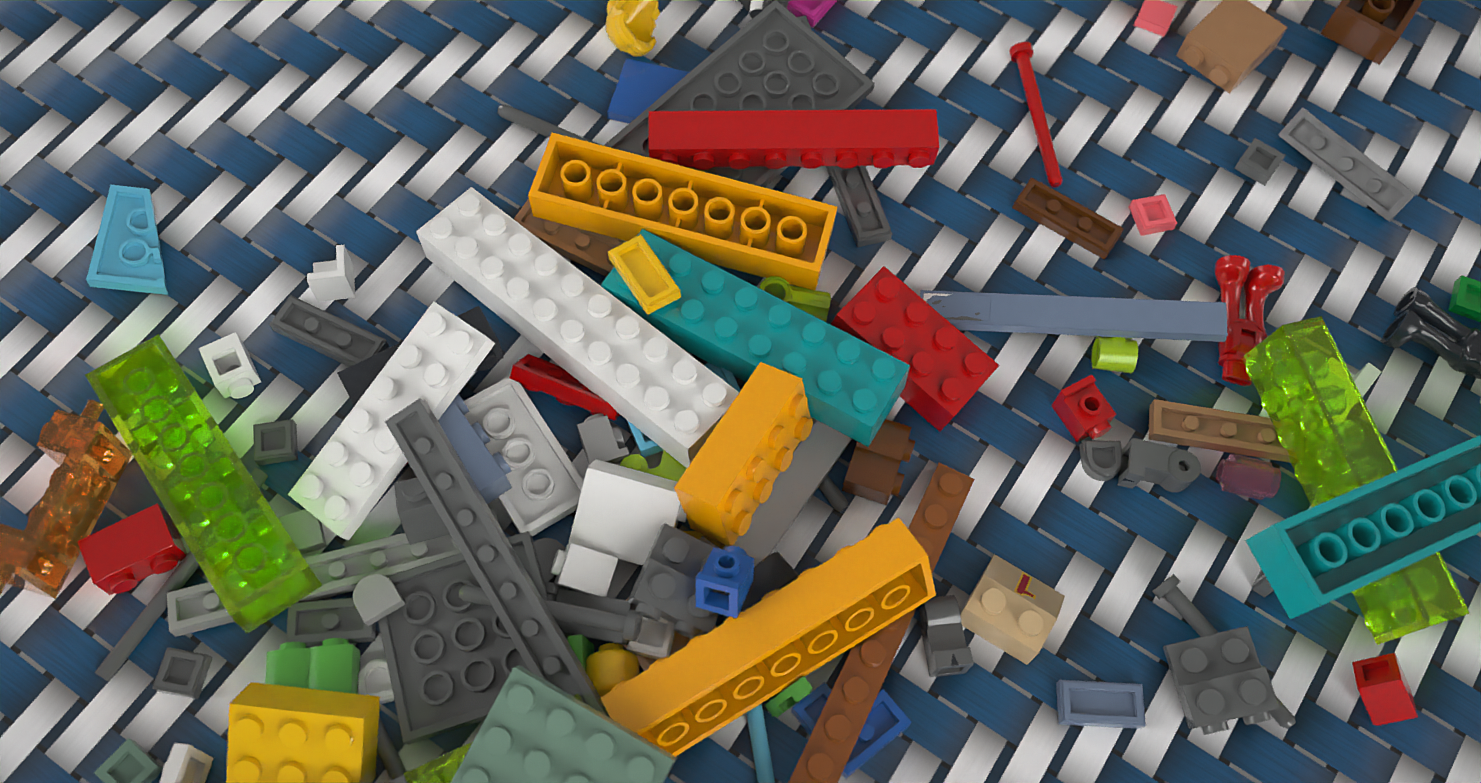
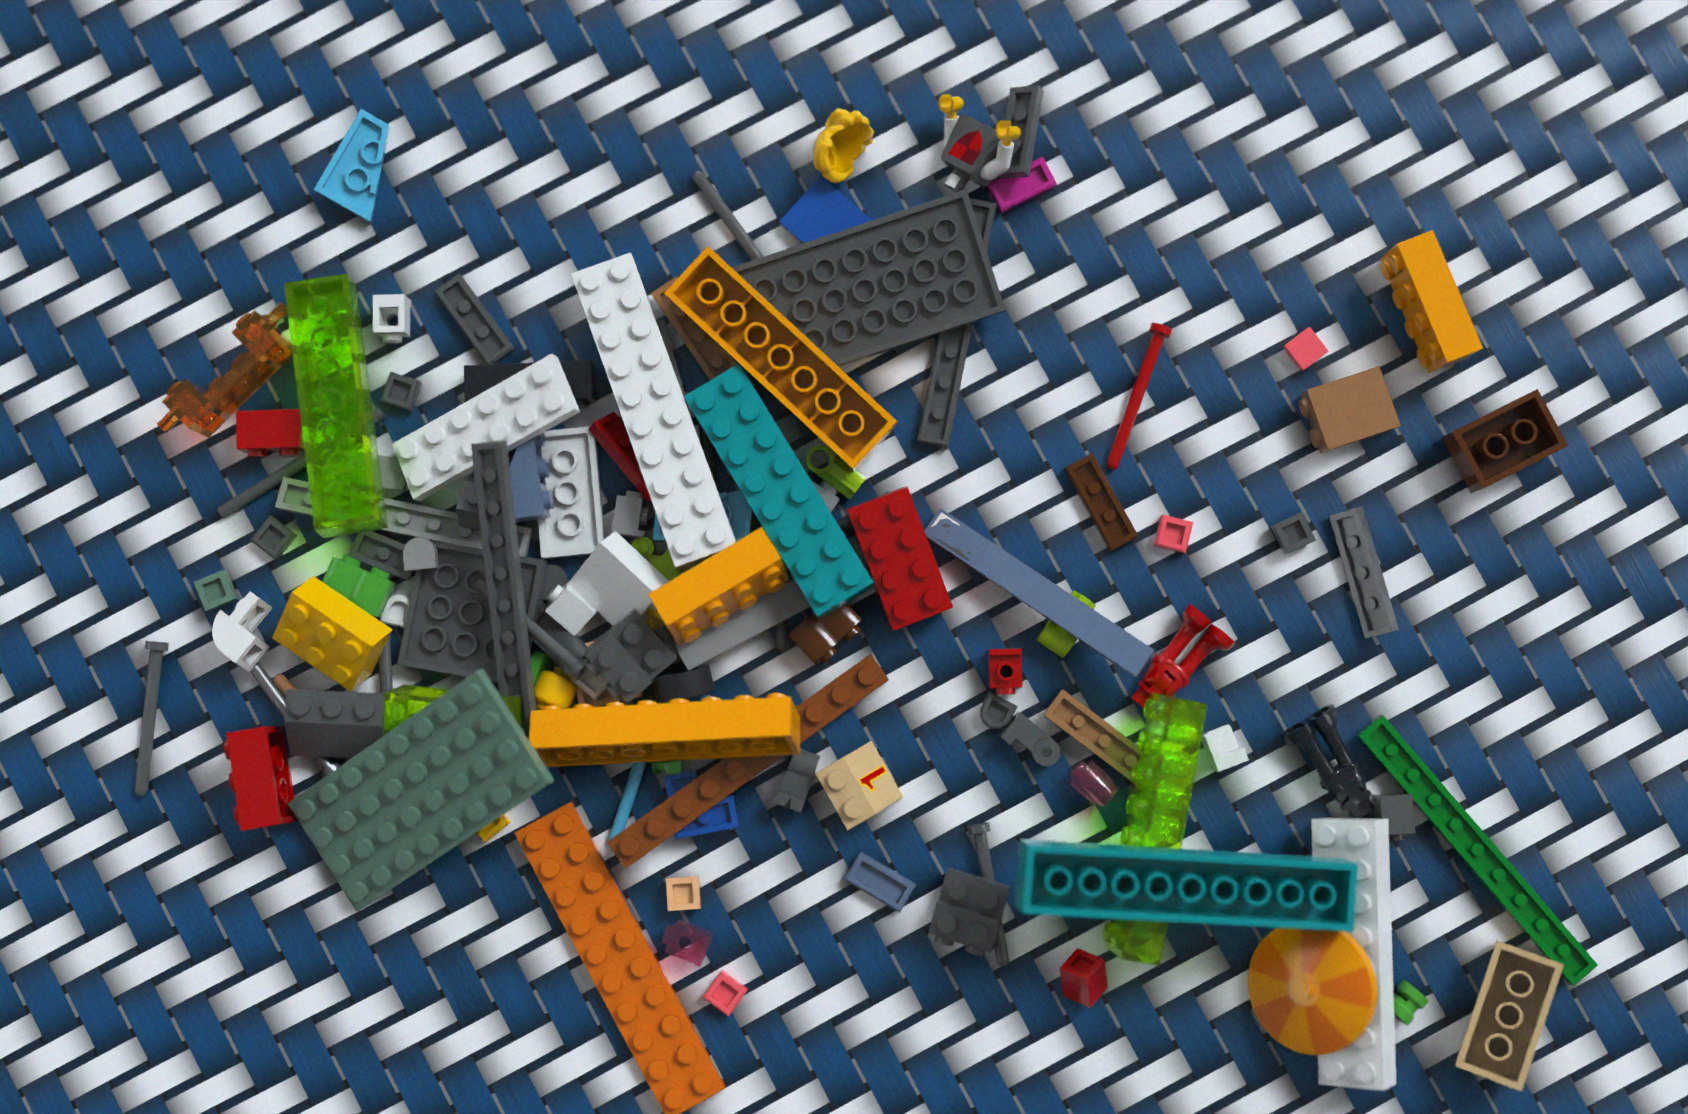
camera: 35 degrees right, 20 degrees up
(333, 278) = (497, 273): white panel -> none
(644, 274) = (716, 408): yellow tile -> none
(728, 572) = (646, 685): blue brick -> none
(794, 138) = (903, 333): red brick -> none

